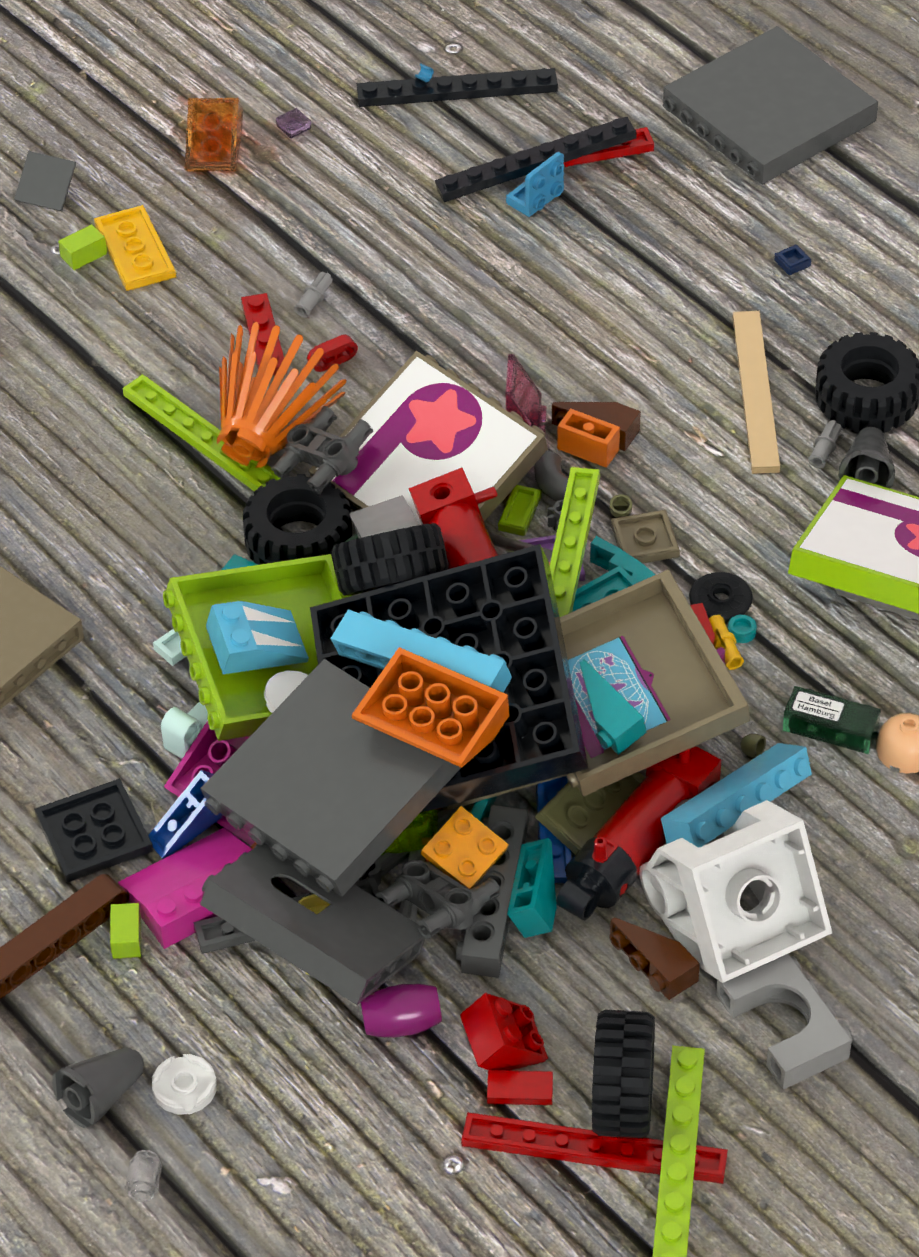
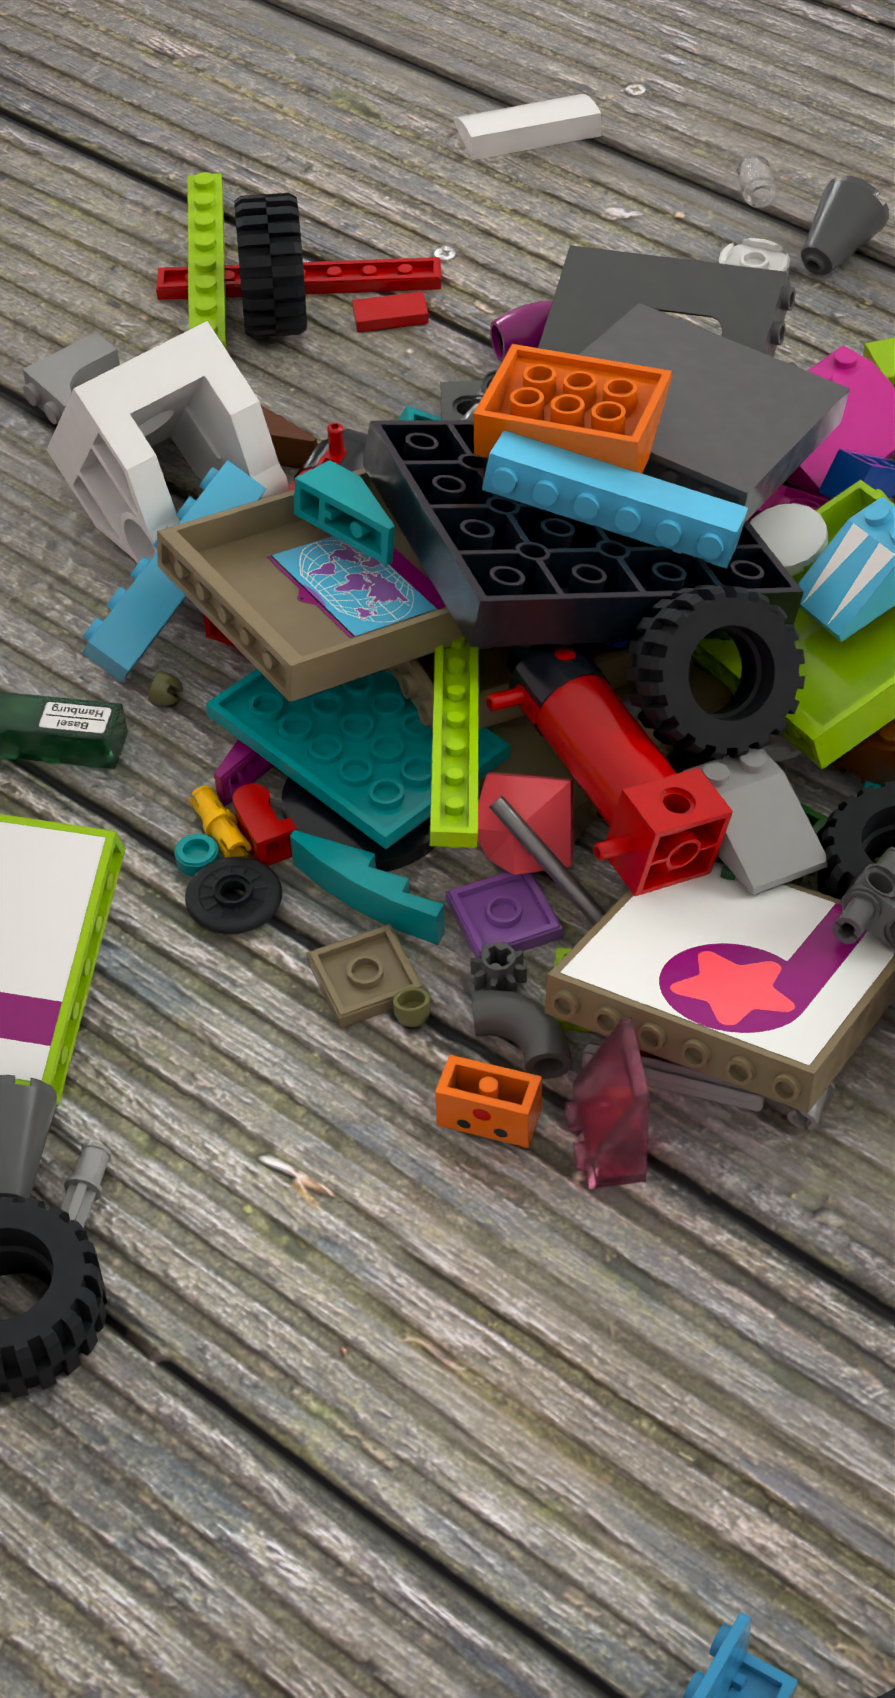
camera: 170 degrees right, 0 degrees up
(502, 1034) = (417, 338): red slope -> none
(612, 412) = (476, 1157): reddish brown slope -> none
(756, 392) = (216, 1298): tan tile -> none
(792, 259) = (168, 1634): dark blue tile -> none

